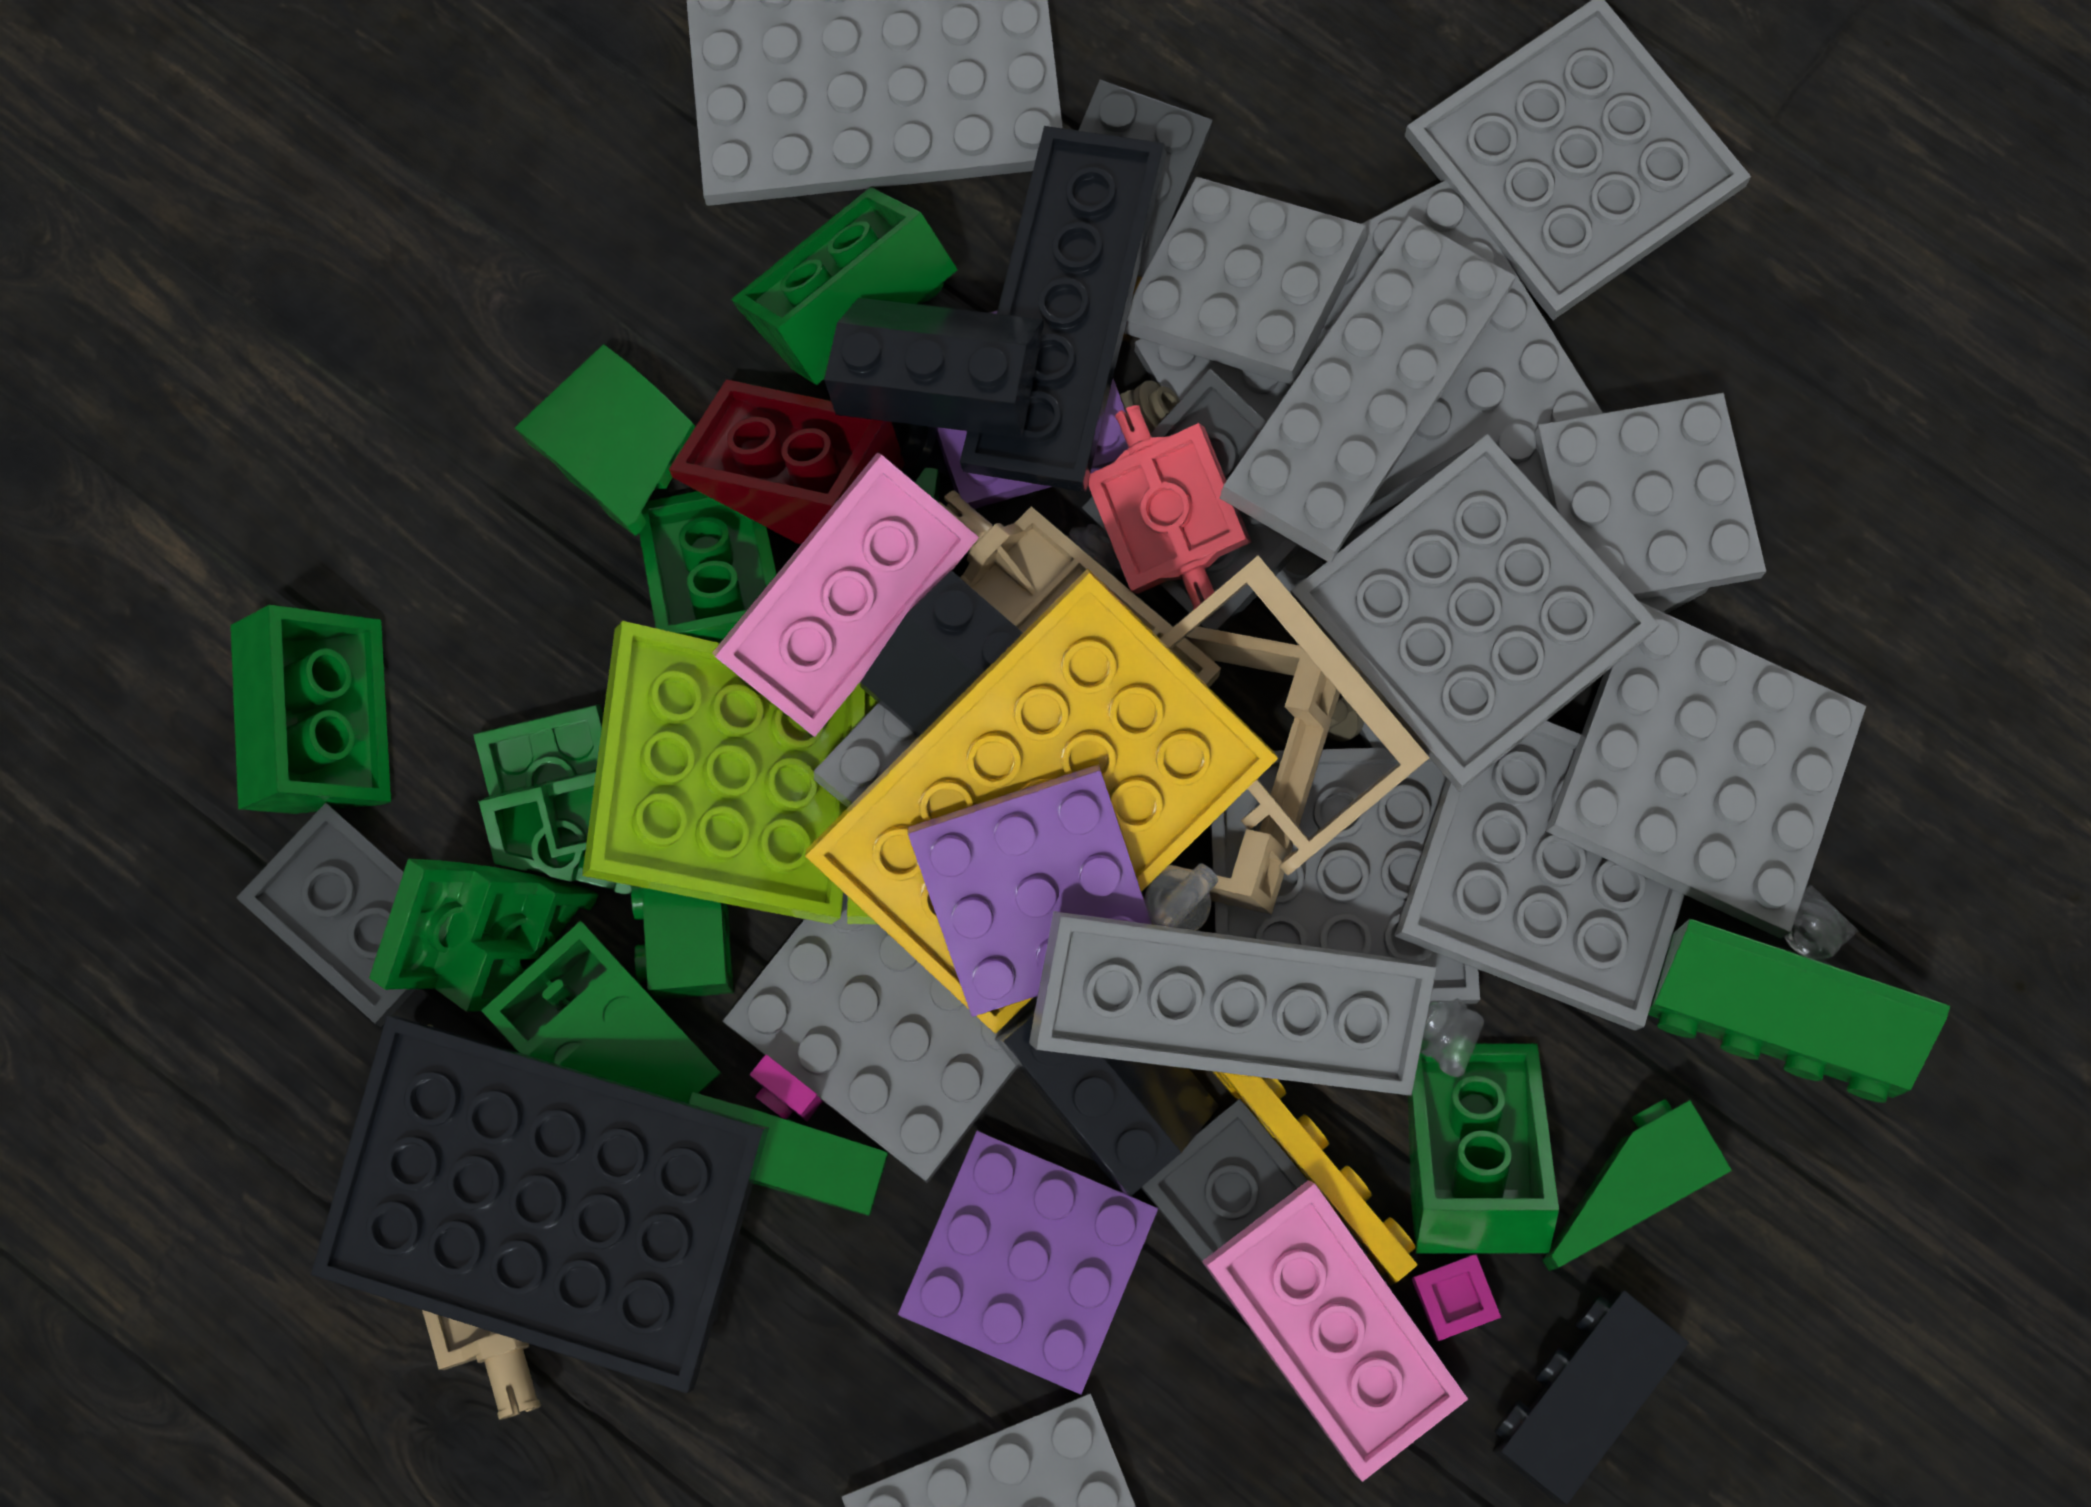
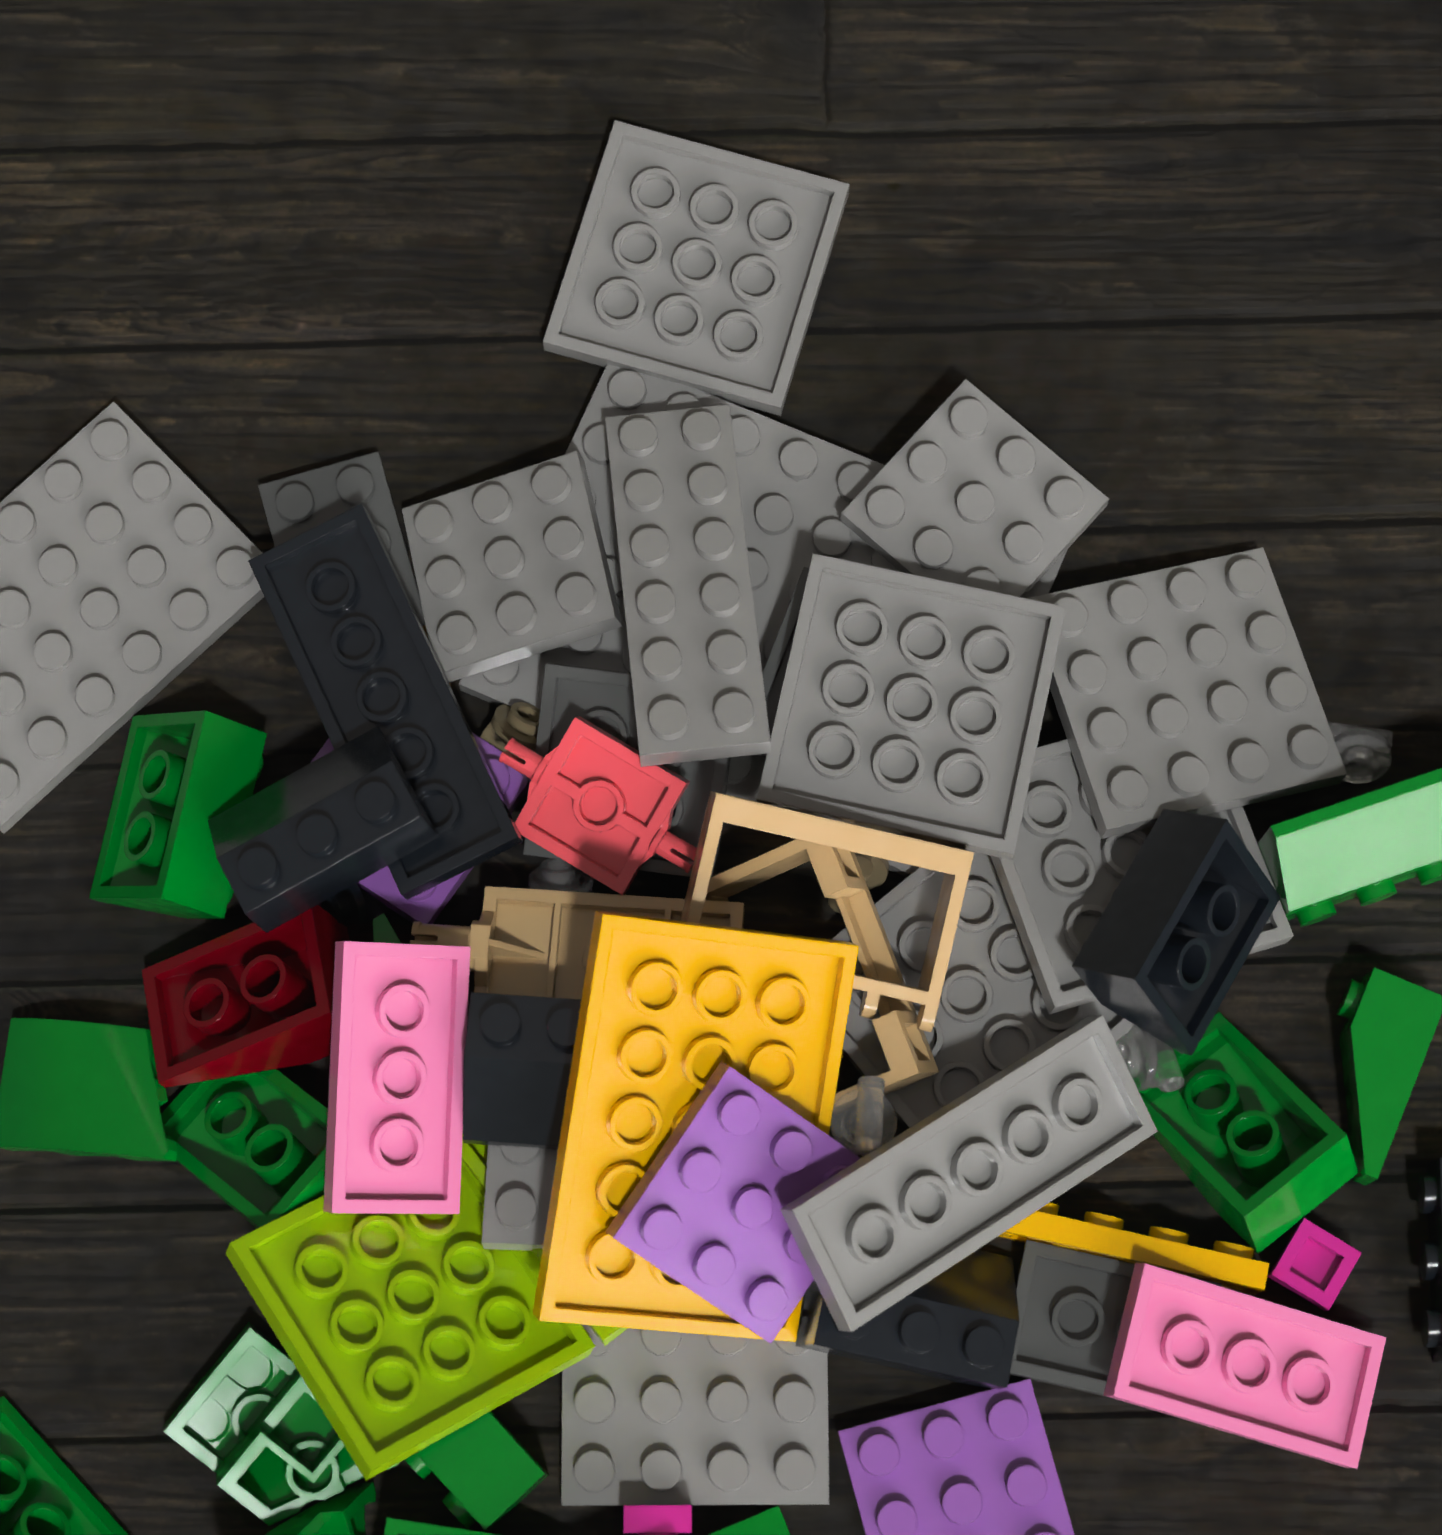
camera: 40 degrees left, 0 degrees up
(1551, 945) = (1178, 928): none -> black slope

